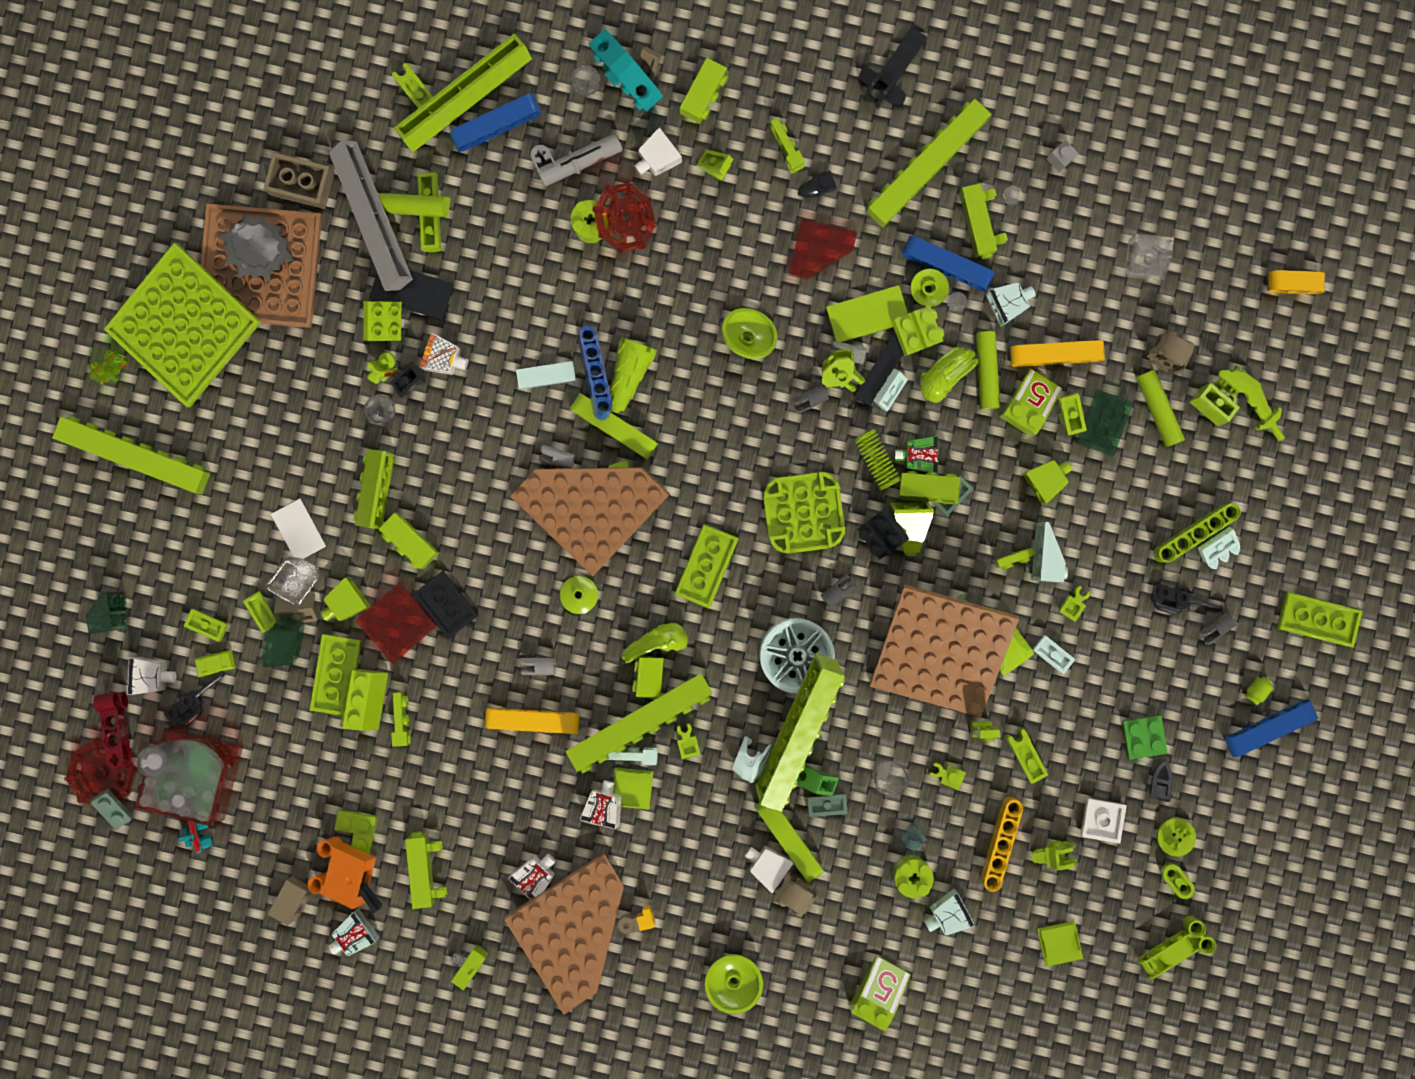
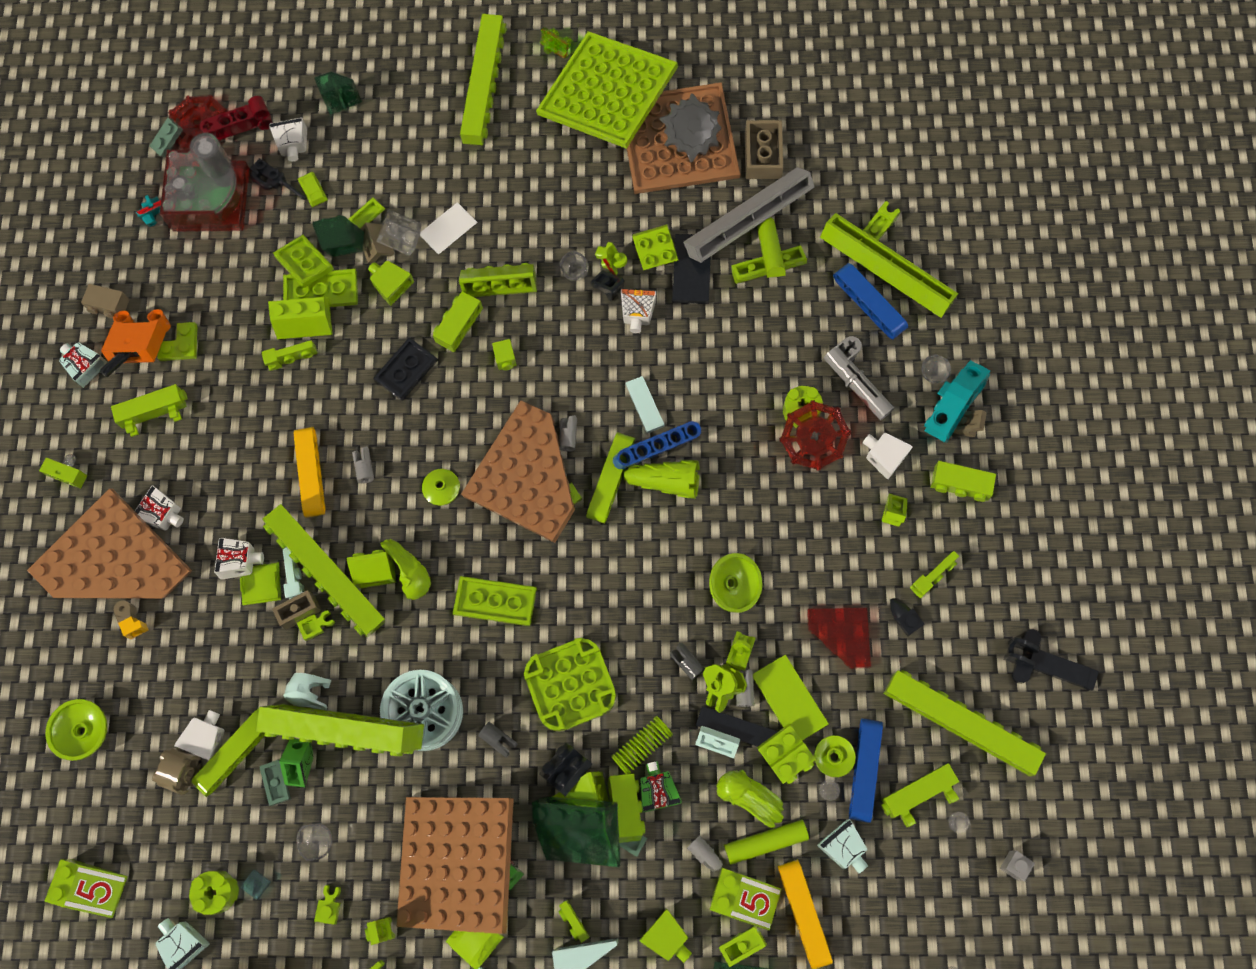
camera: 80 degrees right, 15 degrees down
(206, 625) = (344, 173): lime plate -> none
(299, 686) = (303, 261): none -> lime tile
(396, 623) = (378, 329): clear red plate -> none
(458, 501) = (504, 354): none -> lime brick
(670, 756) = (296, 609): none -> dark tan brick
(814, 346) = (740, 651): none -> lime hips
(941, 534) = (578, 830): none -> clear green slope
(985, 427) = (705, 854): none -> light grey hinge

